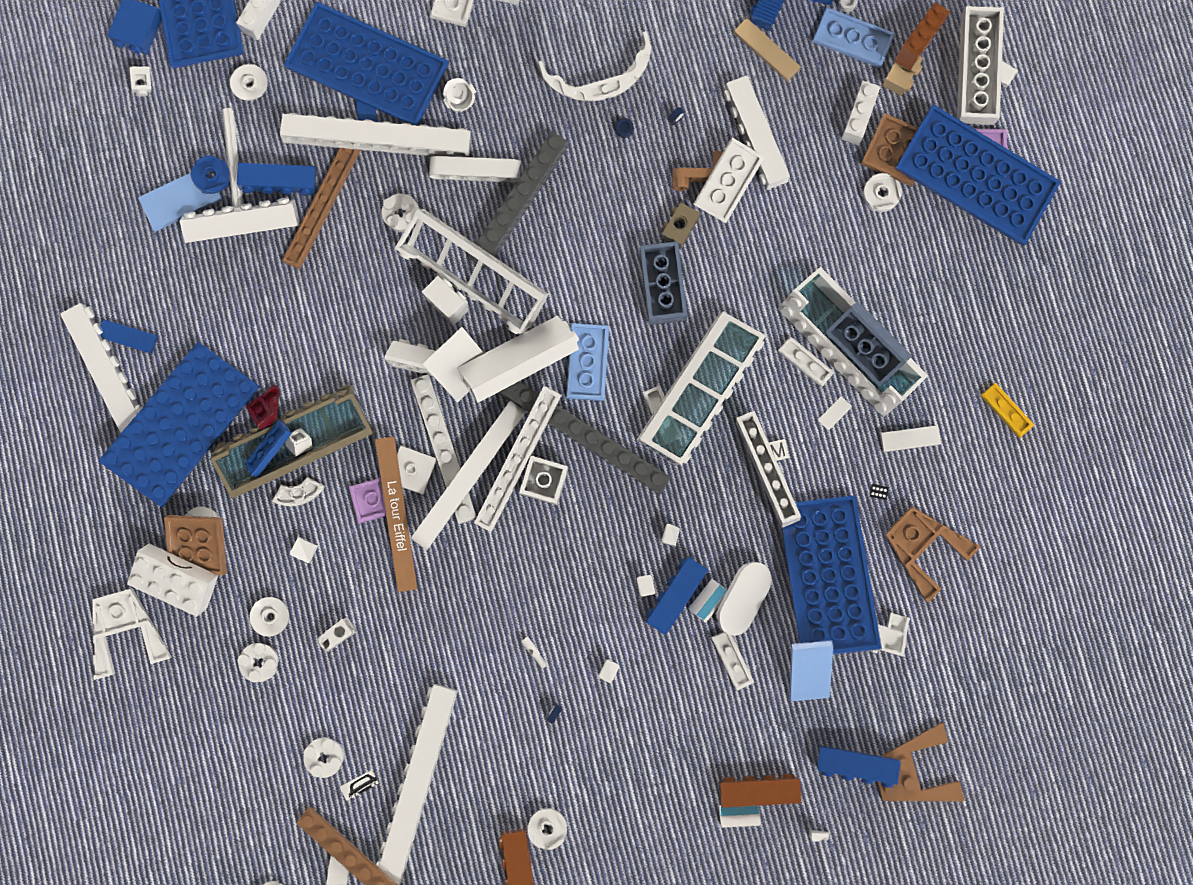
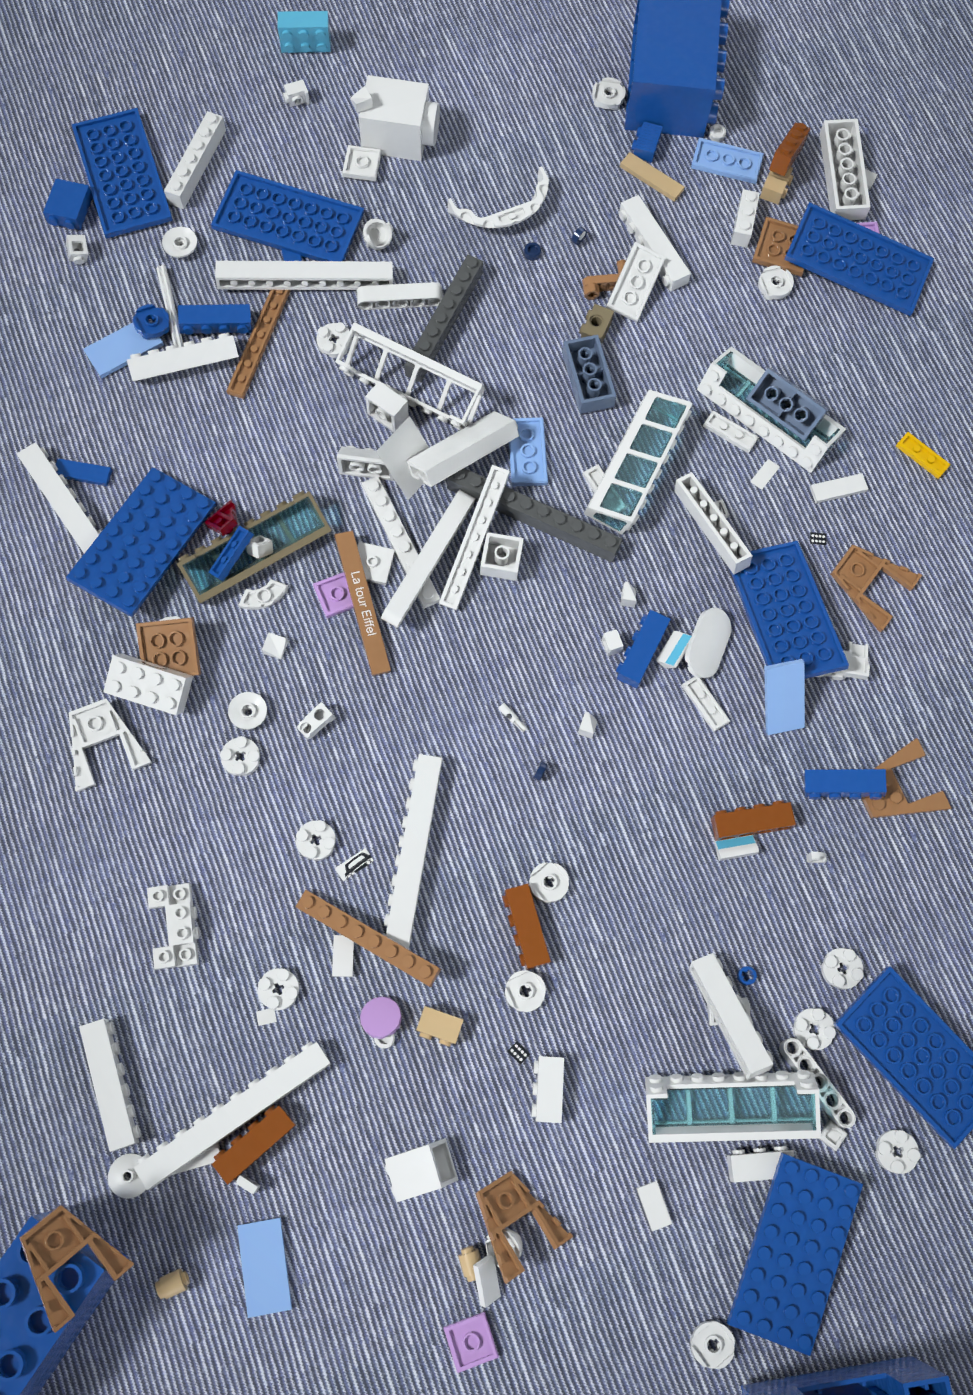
camera: 15 degrees left, 10 degrees down
(183, 829) = (180, 926): none -> white bracket

